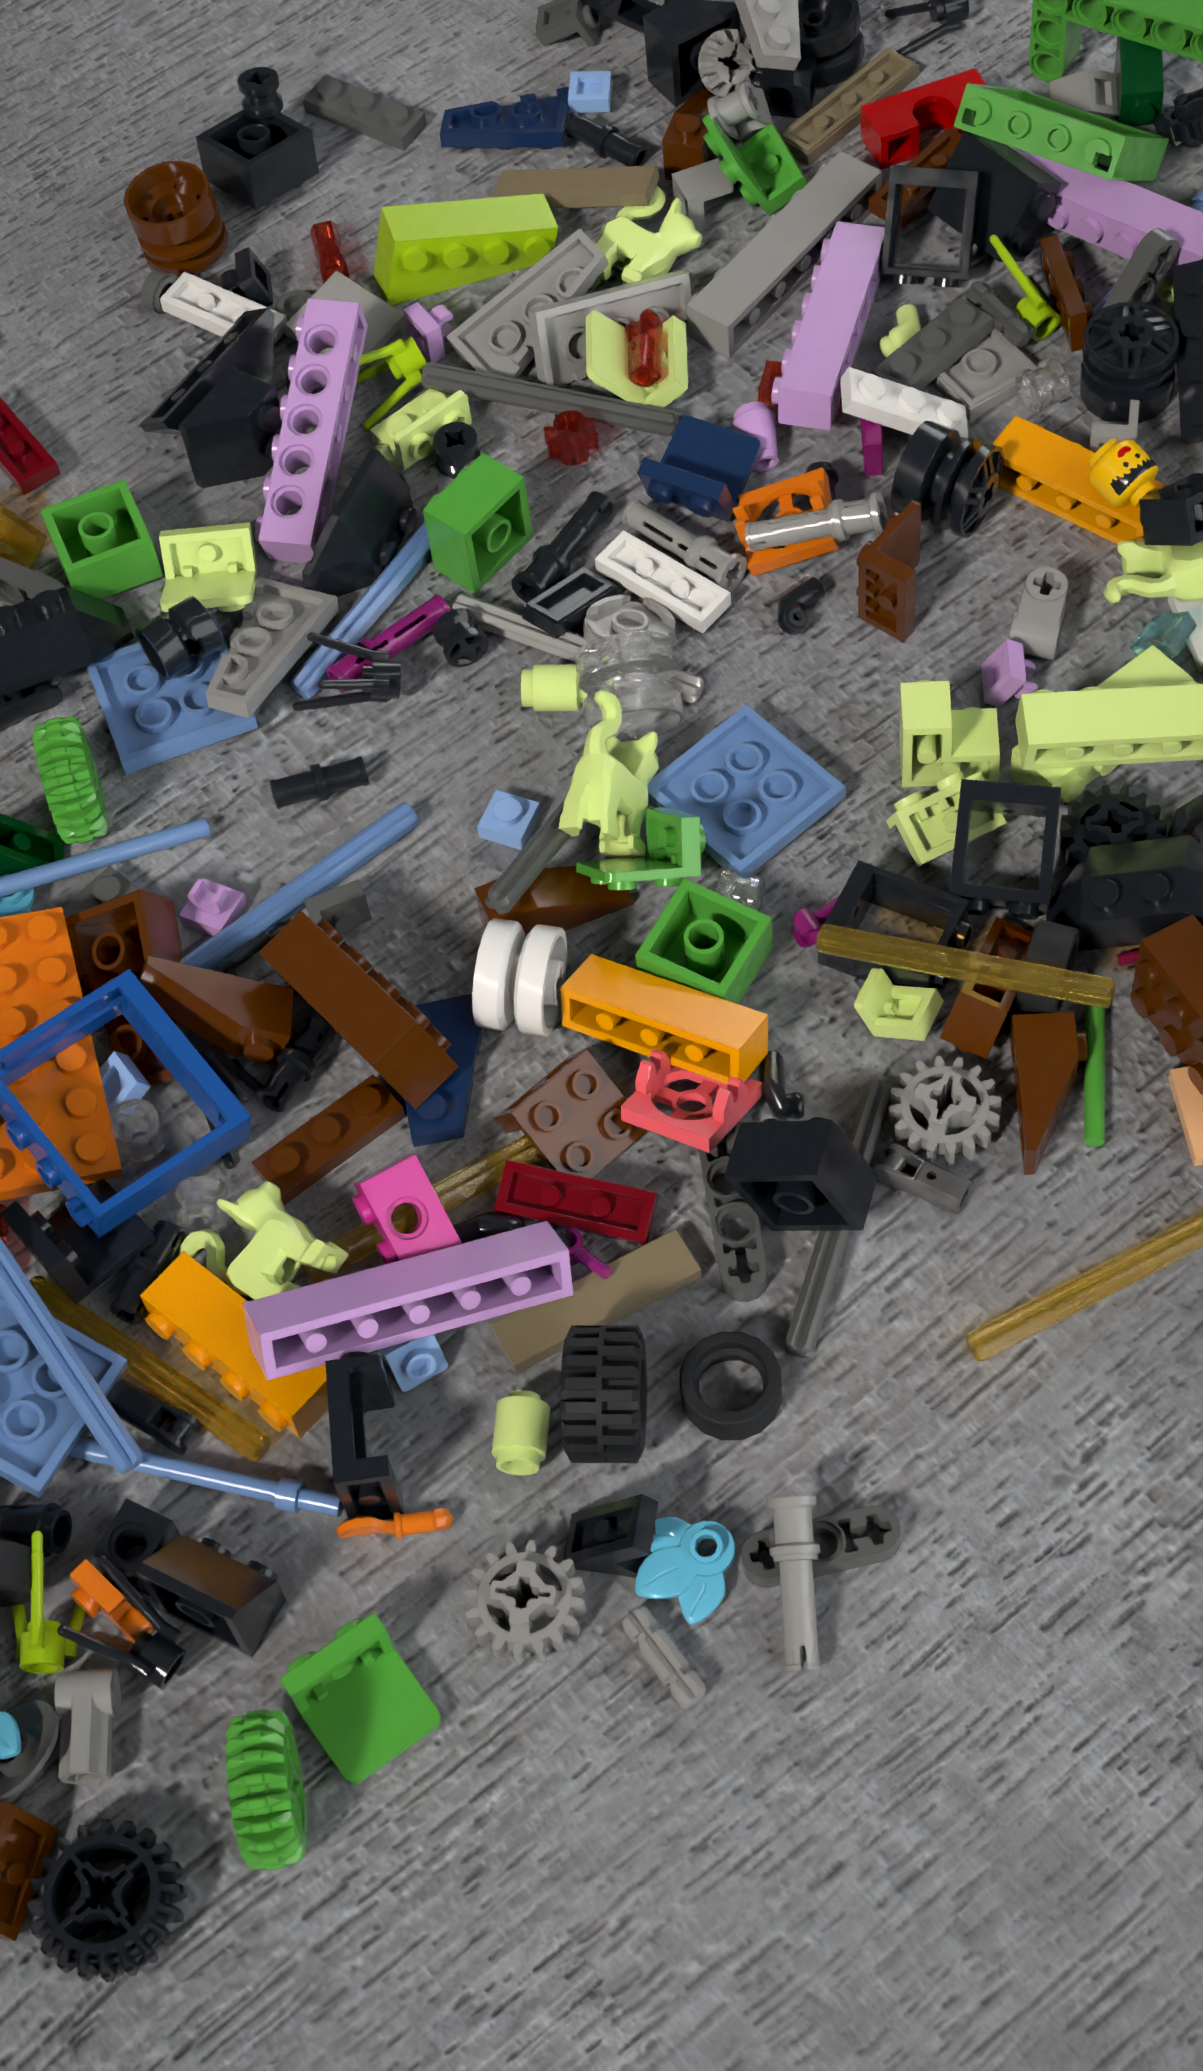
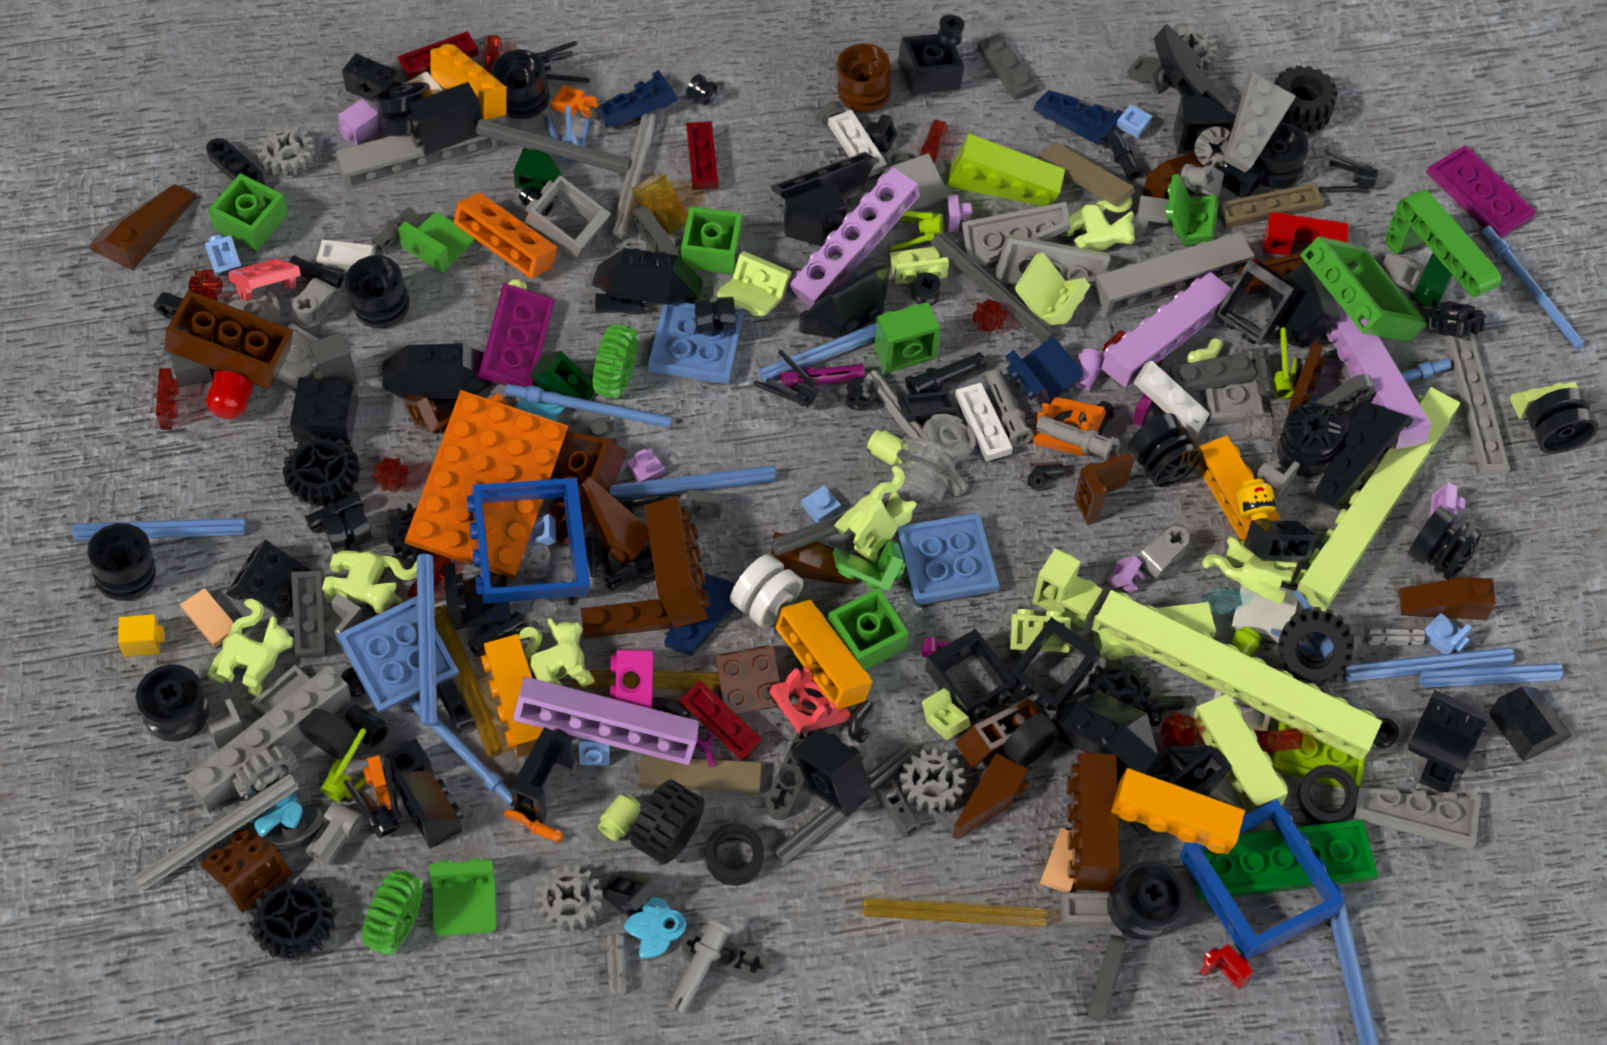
camera: 20 degrees right, 0 degrees up
(267, 644) = (759, 342): light grey wing -> none
(319, 782) = (738, 431): black pin -> none
(644, 349) = (1058, 287): clear red bar -> none
(966, 965) = (985, 714): clear yellow axle -> none
(1094, 1077) = (1022, 807): bright green bar -> none

